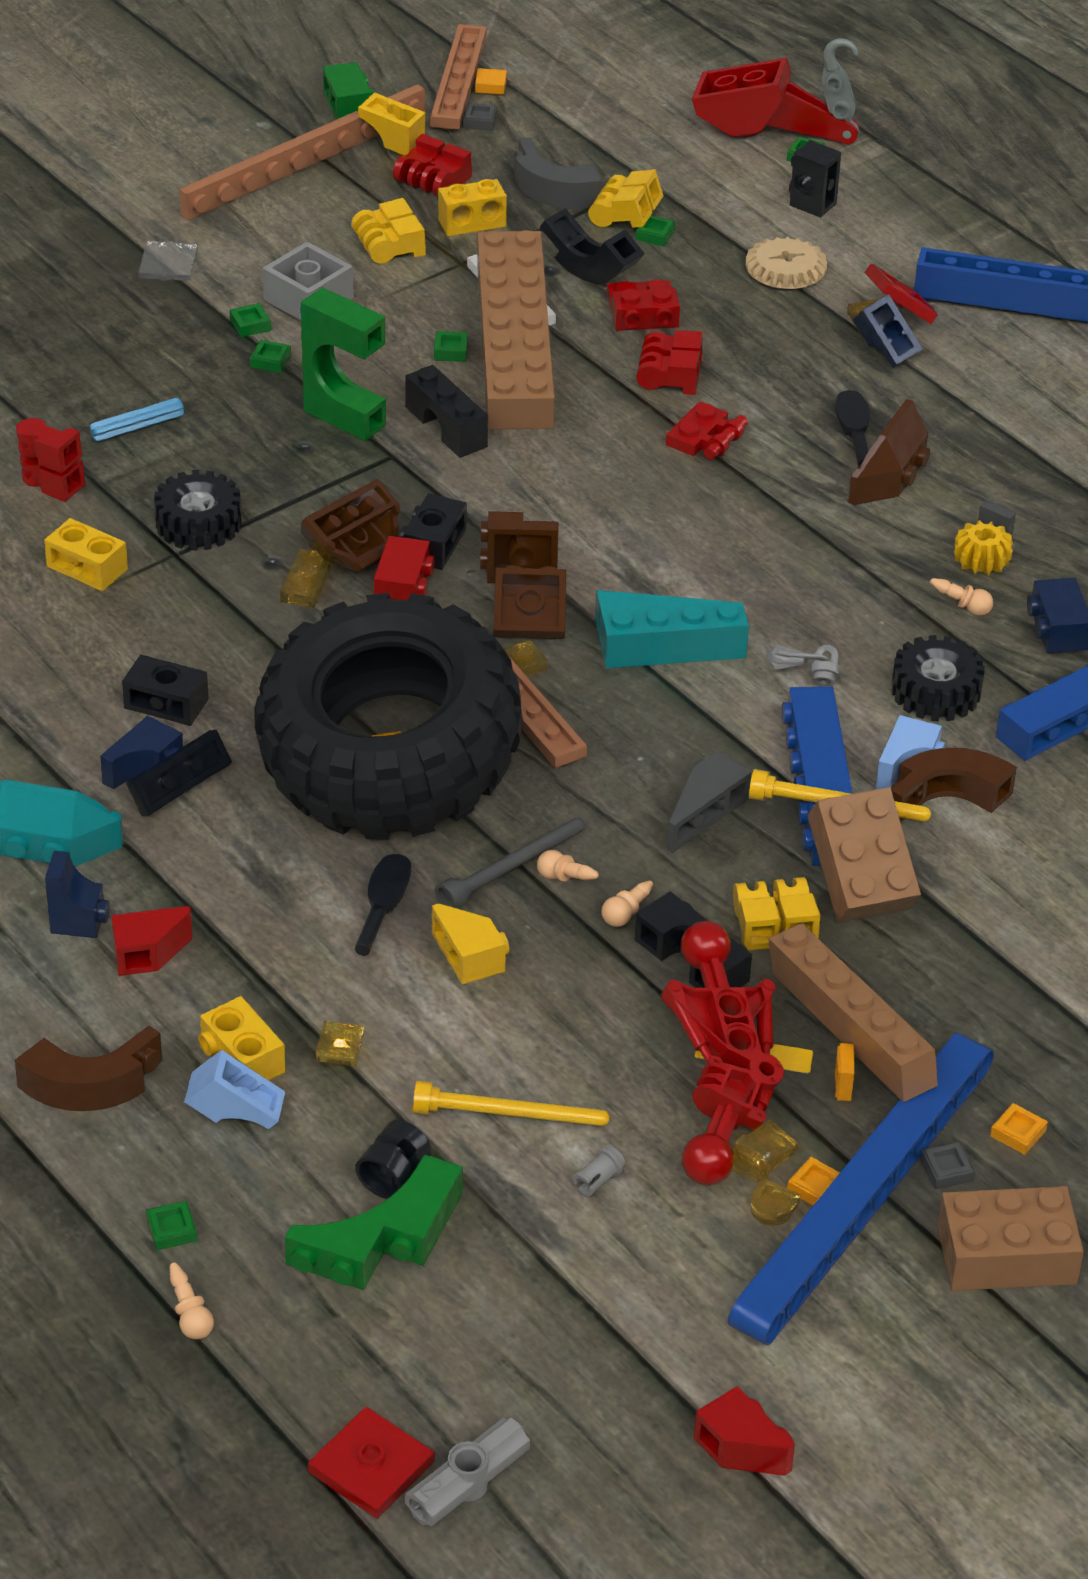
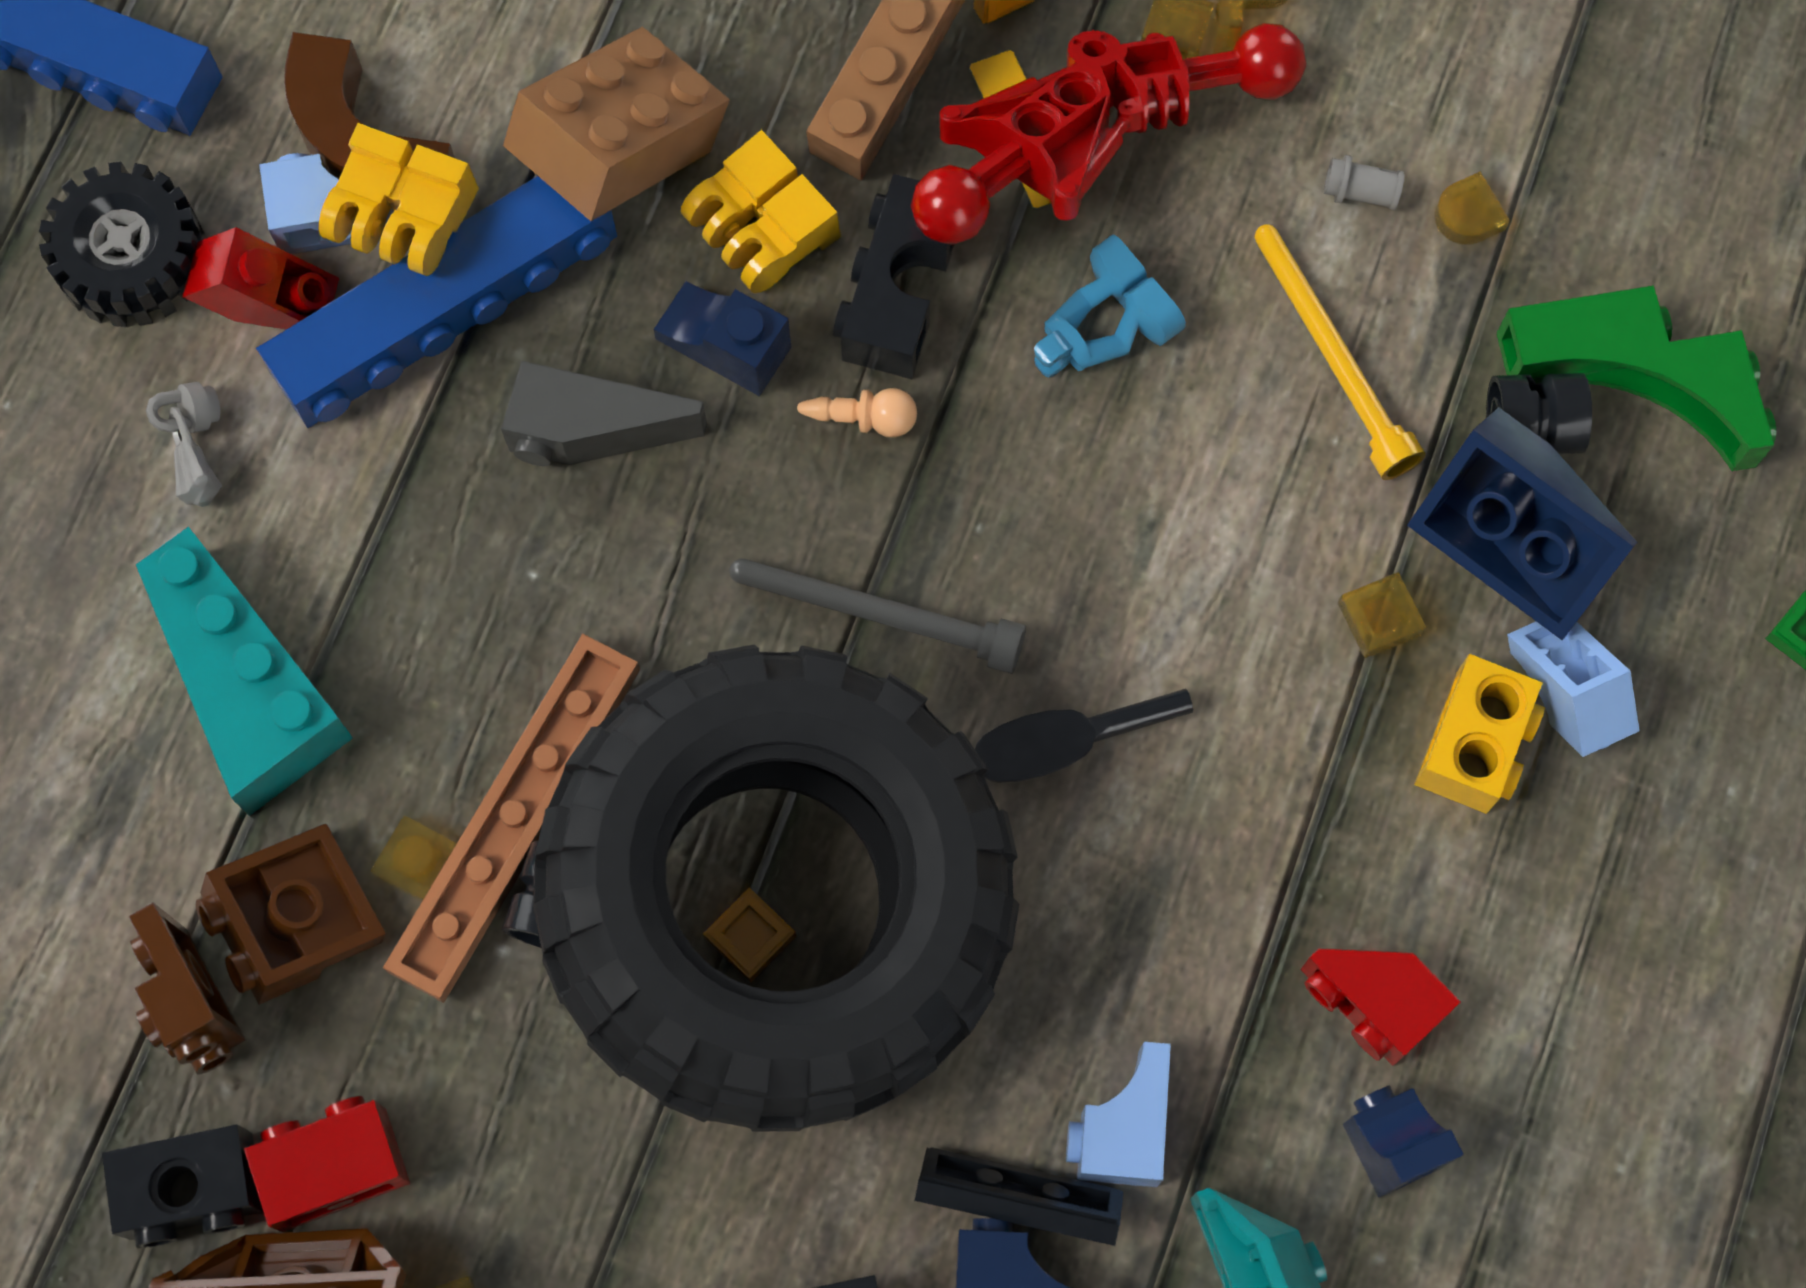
camera: 120 degrees left, 30 degrees up
(88, 1082) = (1692, 886): reddish brown arch -> none
(172, 821) = (1127, 1134): none -> light blue arch
(347, 1095) = (1524, 523): none -> dark blue slope
(469, 943) = (1090, 556): yellow slope -> none
(545, 1216) = (1470, 211): none -> clear yellow tile
(555, 865) = (844, 555): light nougat bar -> none
(592, 1034) = (1145, 307): none -> dark azure piece
(706, 869) = (727, 335): none -> dark blue arch
(766, 786) = (551, 318): yellow piece -> none
(874, 752) = (422, 188): none -> yellow legs
(875, 713) = (256, 281): none -> red slope

